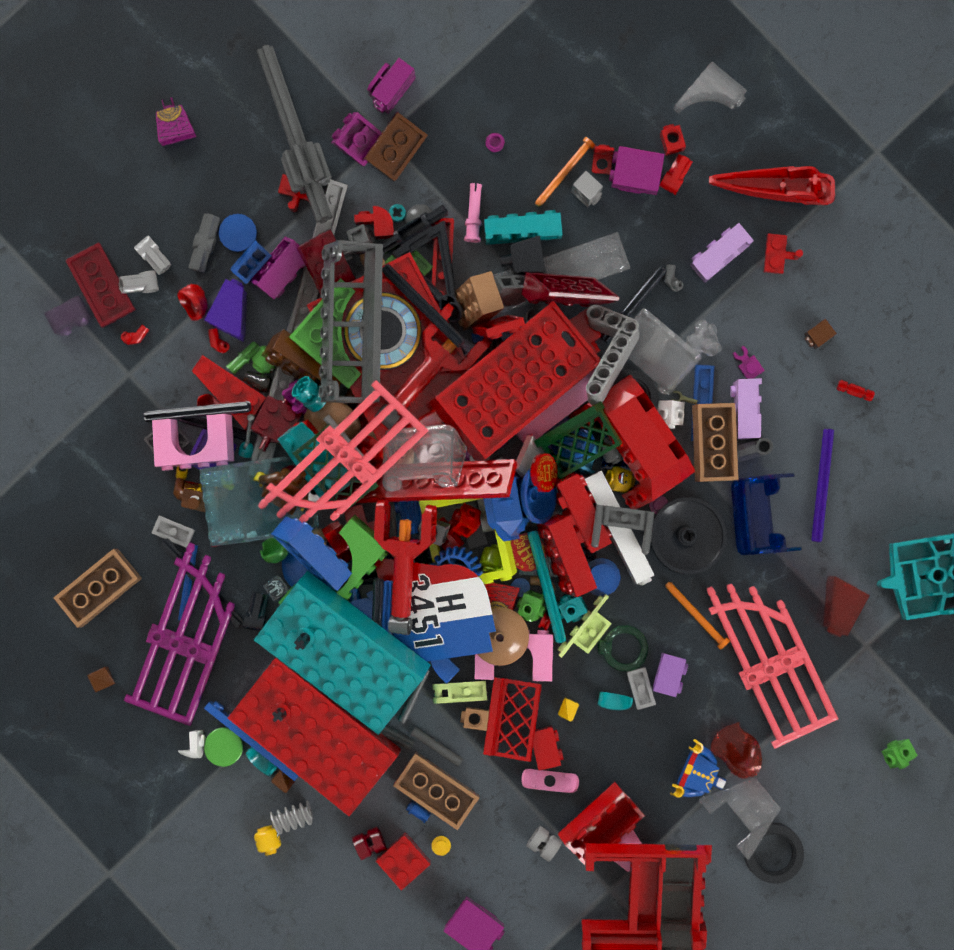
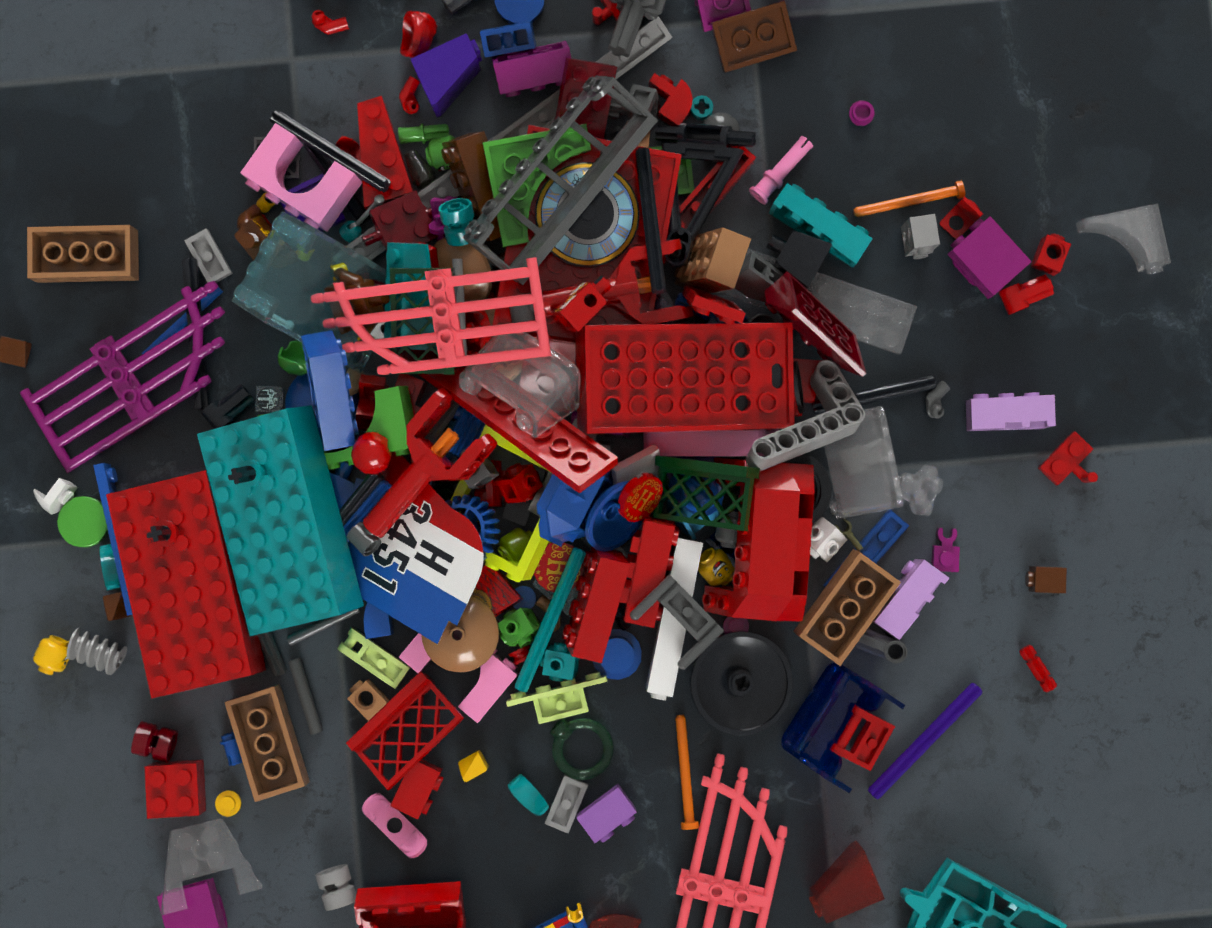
camera: 35 degrees right, 0 degrees up
(365, 570) = (371, 453): none -> red hair
(422, 394) = (574, 312): none -> red torso
(448, 885) = (201, 852): none -> clear wing
(585, 335) = (798, 387): none -> black piece
(781, 184) = (1129, 390): red piece -> none
(790, 512) = (869, 741): none -> red plate

